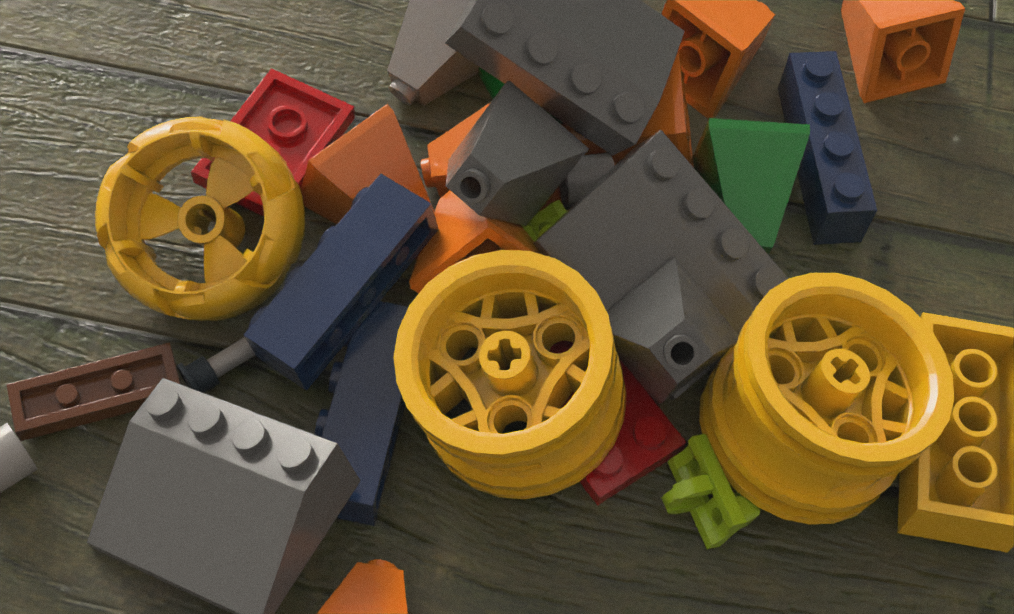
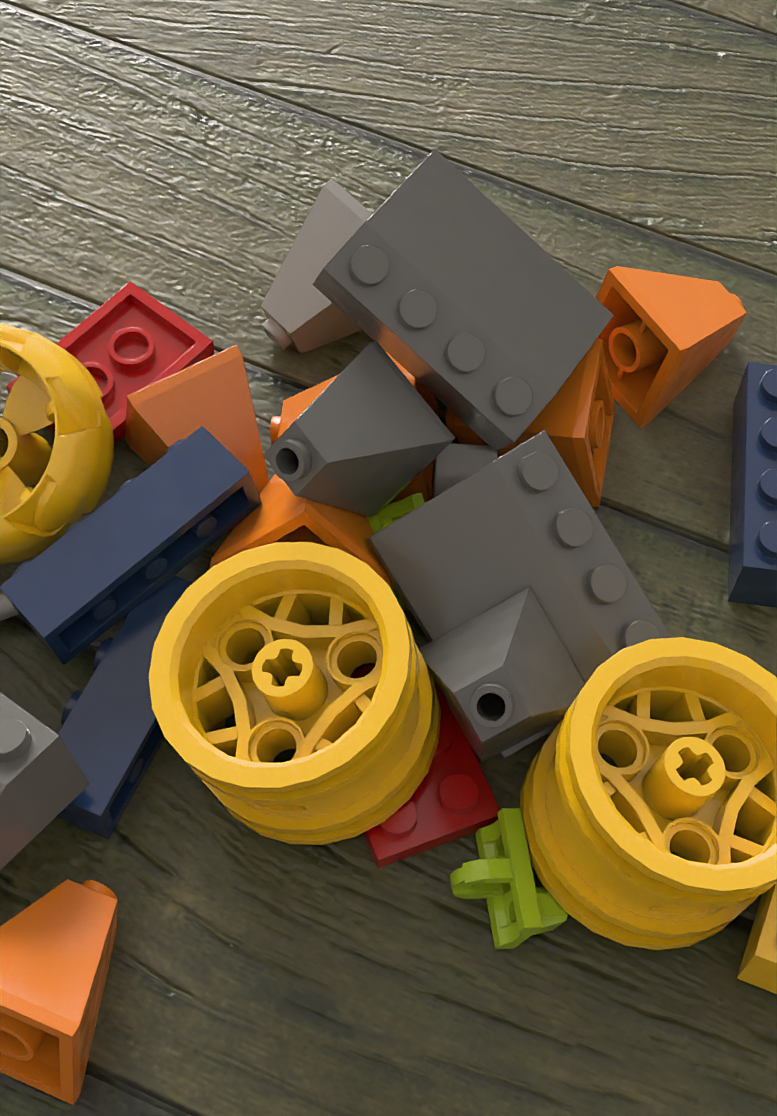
camera: 15 degrees right, 0 degrees up
(752, 170) = (661, 503): green slope -> none

